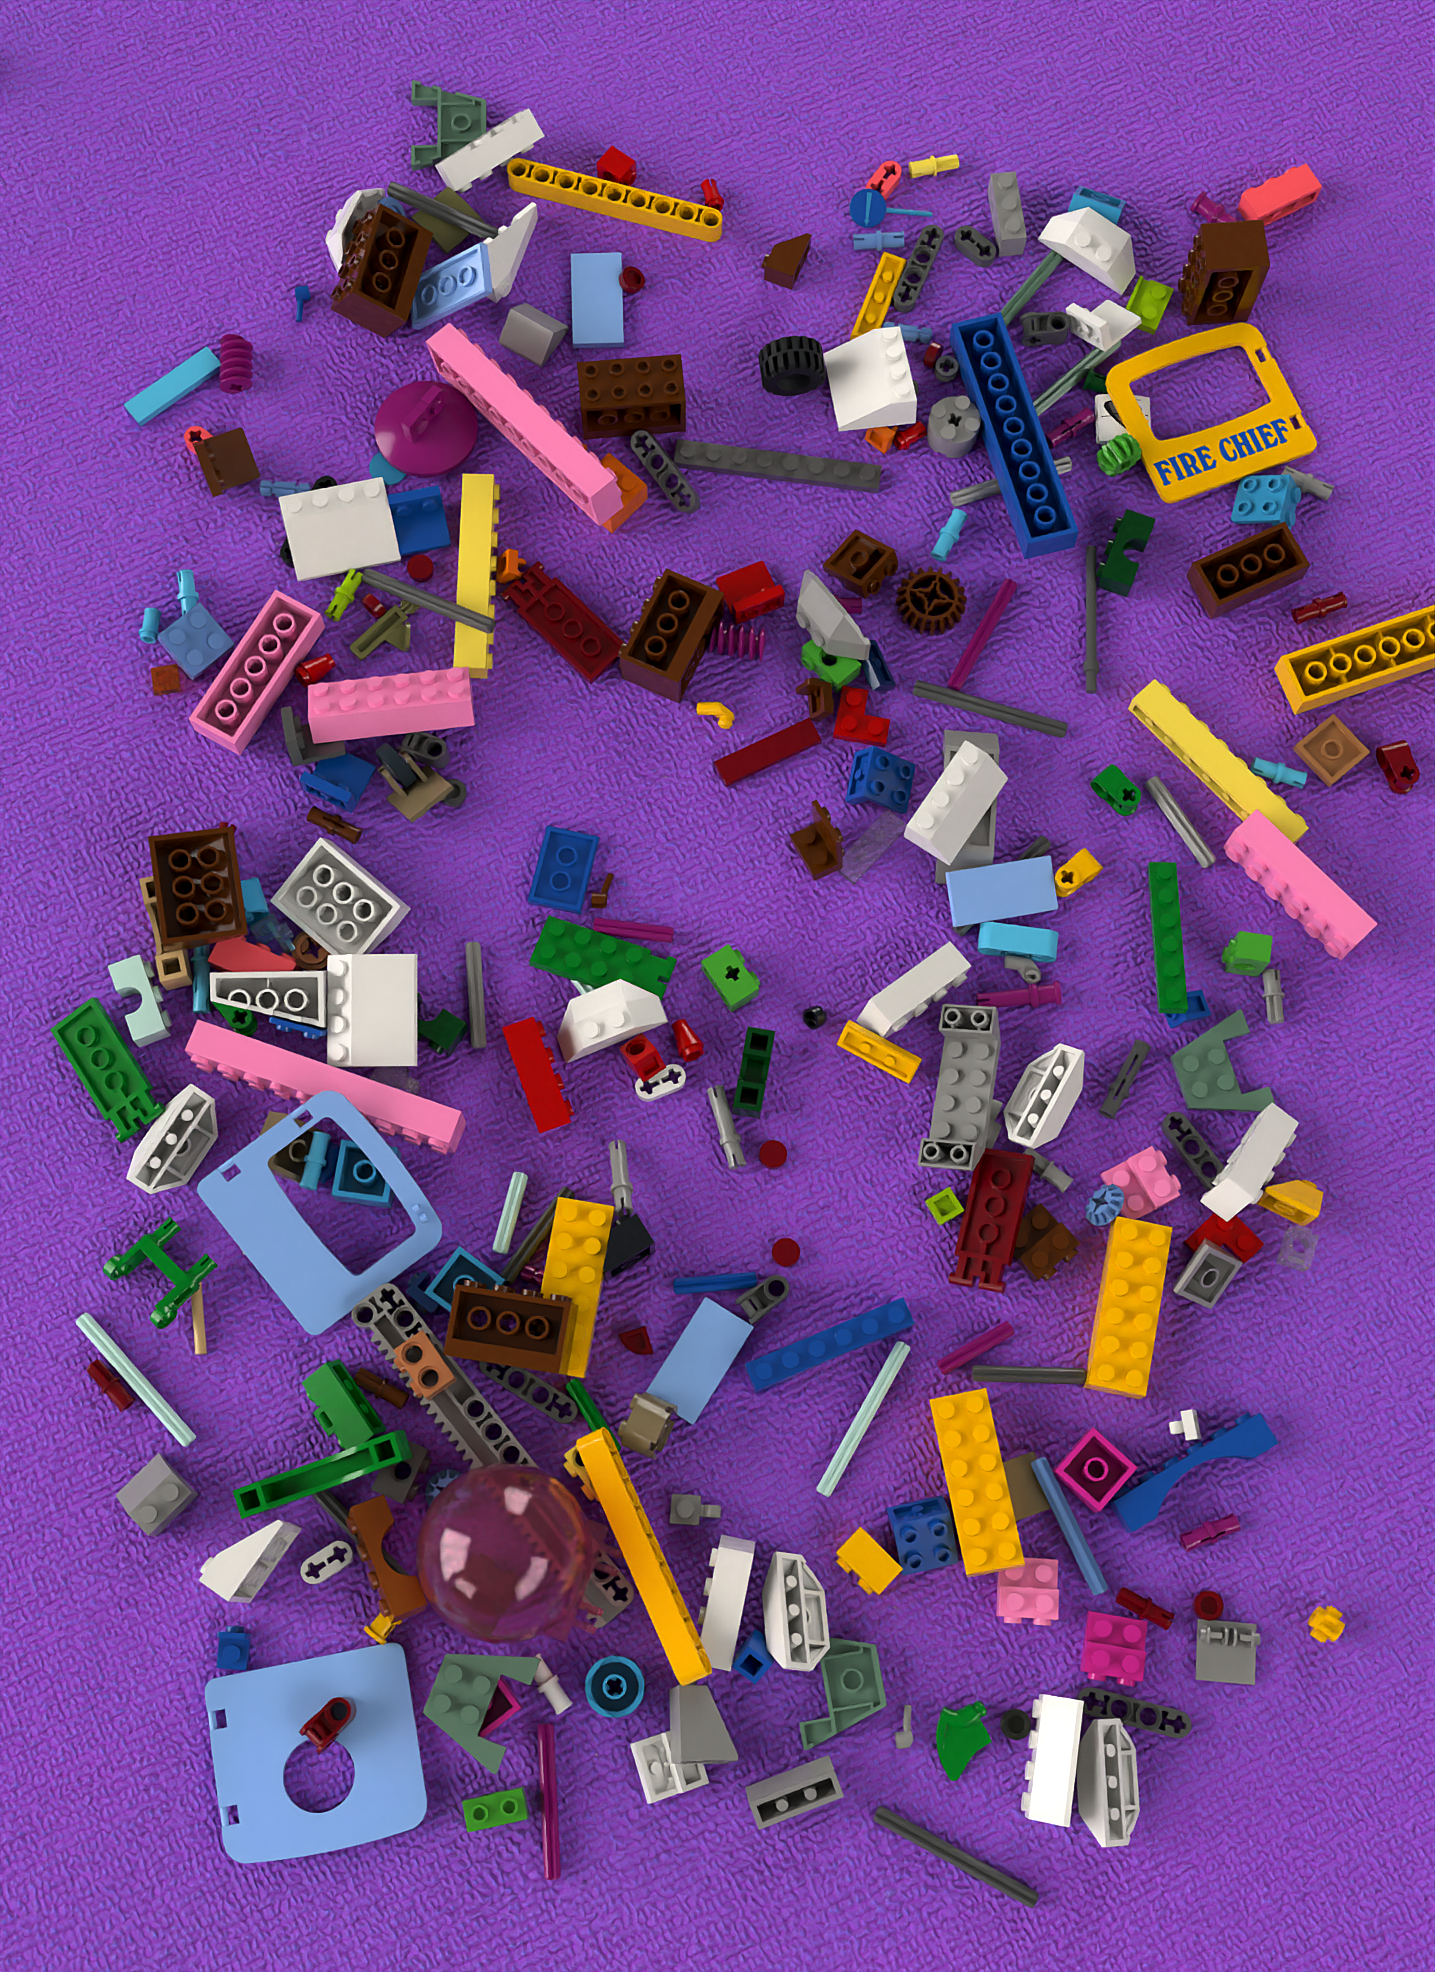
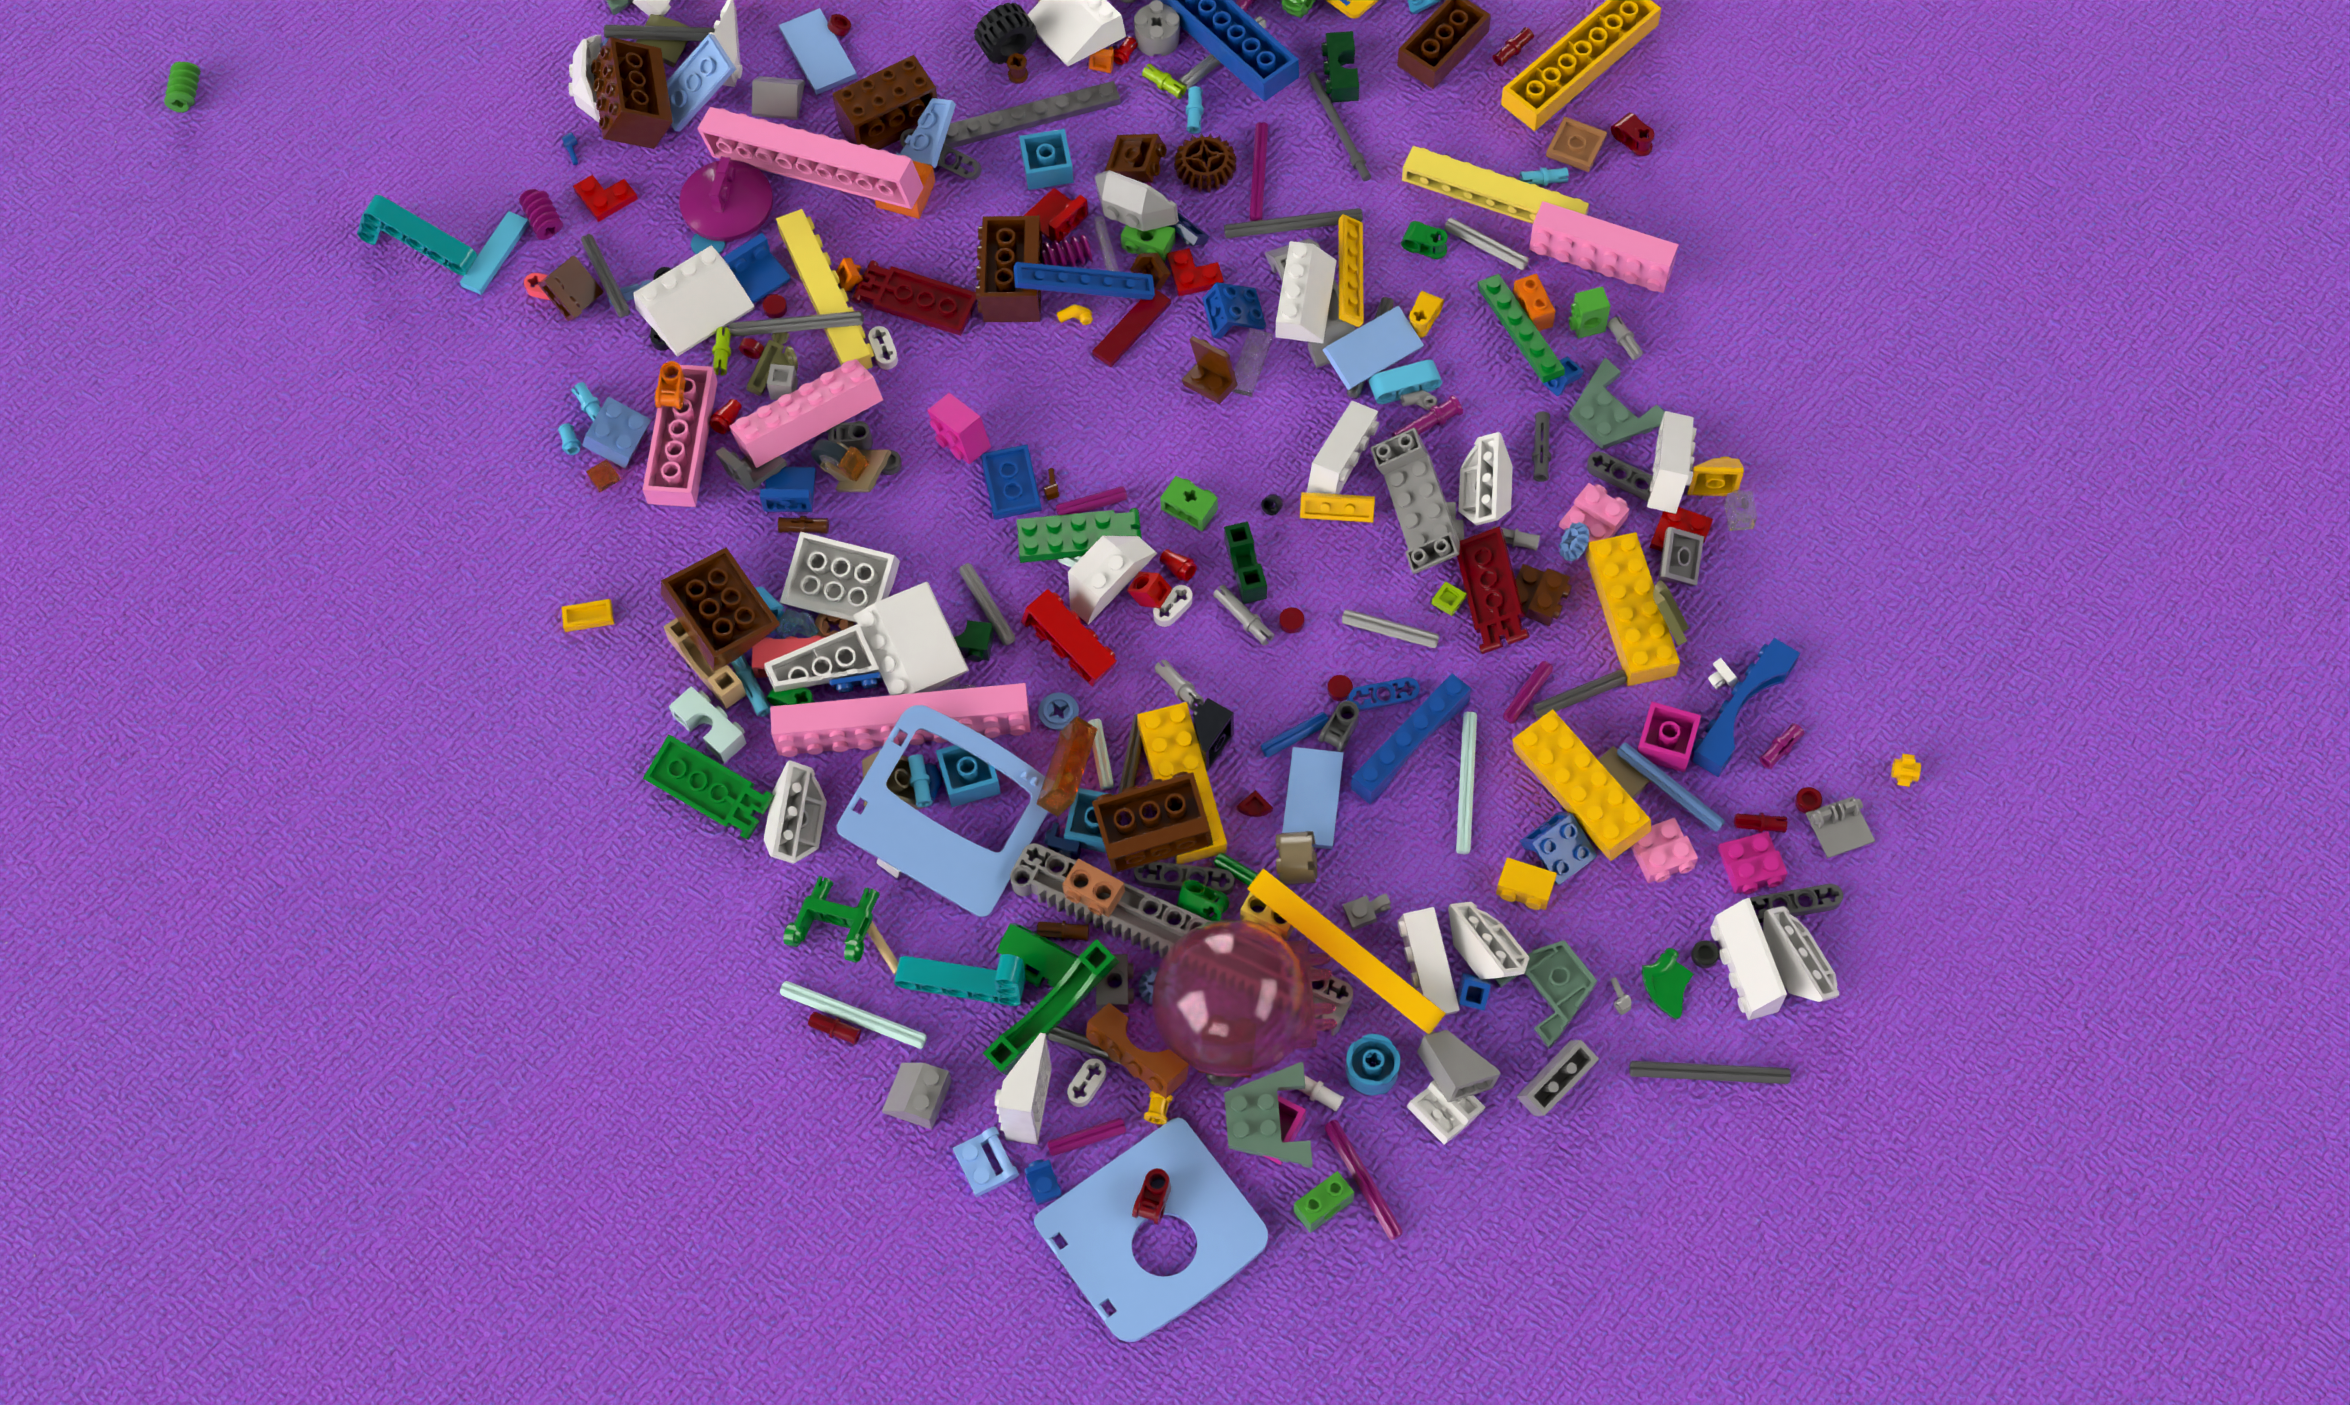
camera: 20 degrees left, 10 degrees down
(72, 306) = (415, 232): none -> teal beam
(81, 825) = (587, 615): none -> yellow tile
(179, 1601) = (977, 1166): none -> light blue plate
(254, 1395) = (994, 986): none -> teal beam
(264, 625) = (670, 390): none -> orange piece
(266, 461) = (605, 275): none -> dark grey axle
(299, 1620) = (1086, 1136): none -> magenta axle
(309, 377) = (604, 202): none -> red plate
(384, 658) = (781, 380): none -> light grey brick
(409, 784) = (853, 463): none -> clear orange tile
(463, 1218) = (1067, 766): none -> clear orange brick
(480, 1138) = (1060, 701): none -> medium blue gear
(500, 662) = (878, 348): none -> white beam
(529, 1425) = (1200, 900): none -> green piece
(532, 792) = (958, 428): none -> dark pink brick
(653, 454) = (930, 134): none -> light blue wing
(735, 686) = (1083, 281): none -> blue plate
(767, 526) = (1046, 159): none -> dark azure brick
(781, 657) = (1105, 244): none -> clear tile
(792, 415) = (1017, 68): none -> reddish brown bush
(844, 1293) = (1399, 684): none -> blue beam
(869, 1211) = (1390, 628): none -> light grey axle
(934, 488) = (1164, 81): none -> lime pin
(1019, 794) = (1351, 271): none -> yellow tile
(1162, 1335) = (1670, 612): none -> olive slope
(1196, 913) = (1535, 301): none -> orange brick

